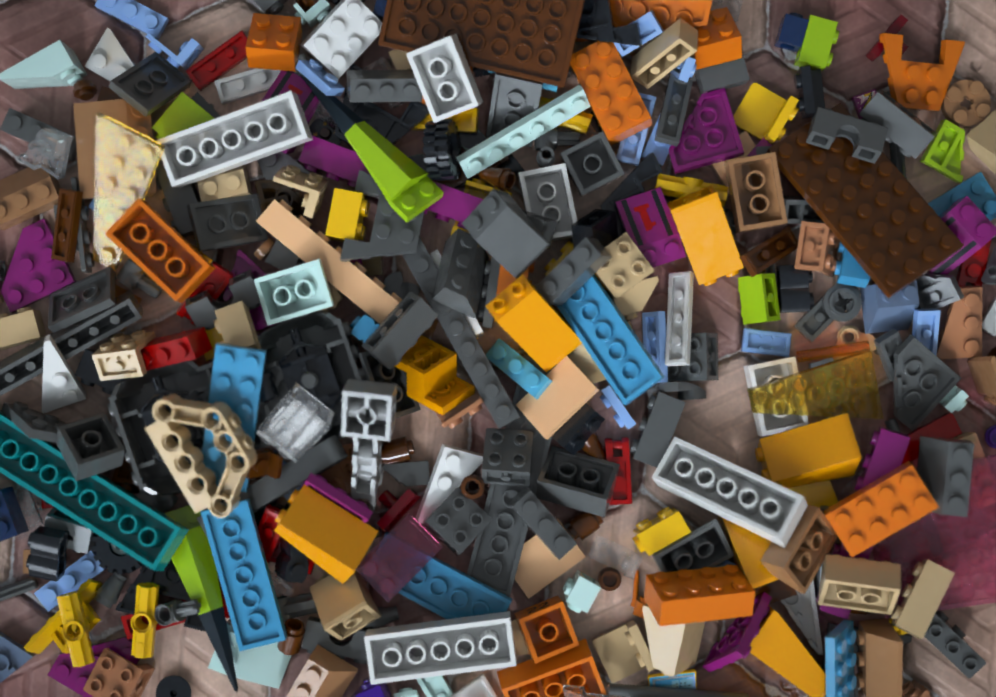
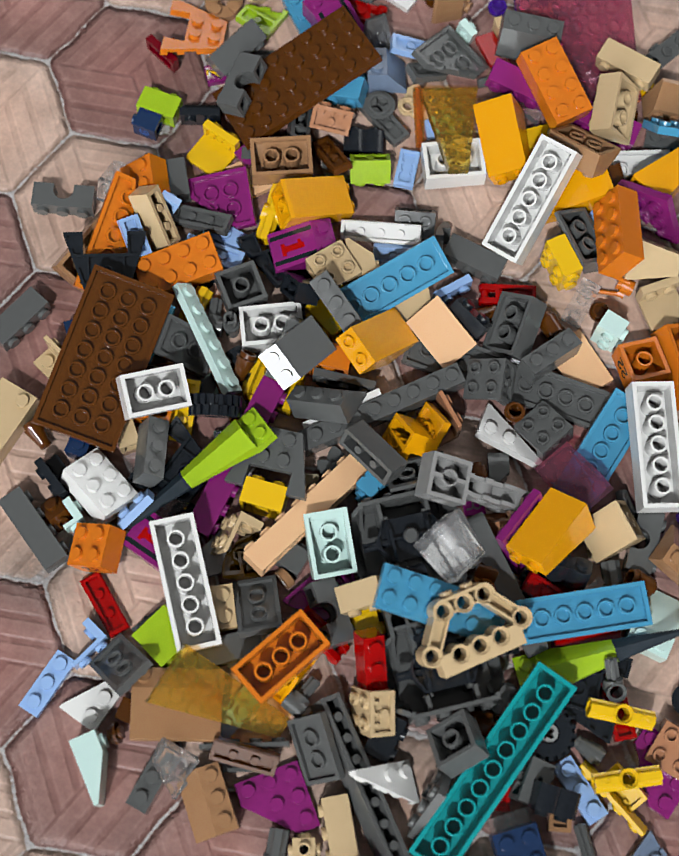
camera: 90 degrees left, 15 degrees down
(247, 83) = (129, 580): white tile -> none
(396, 507) = (528, 481): dark red tile -> none
(518, 368) = (413, 364): medium azure plate -> none
(963, 326) = (406, 20): nougat wing -> none

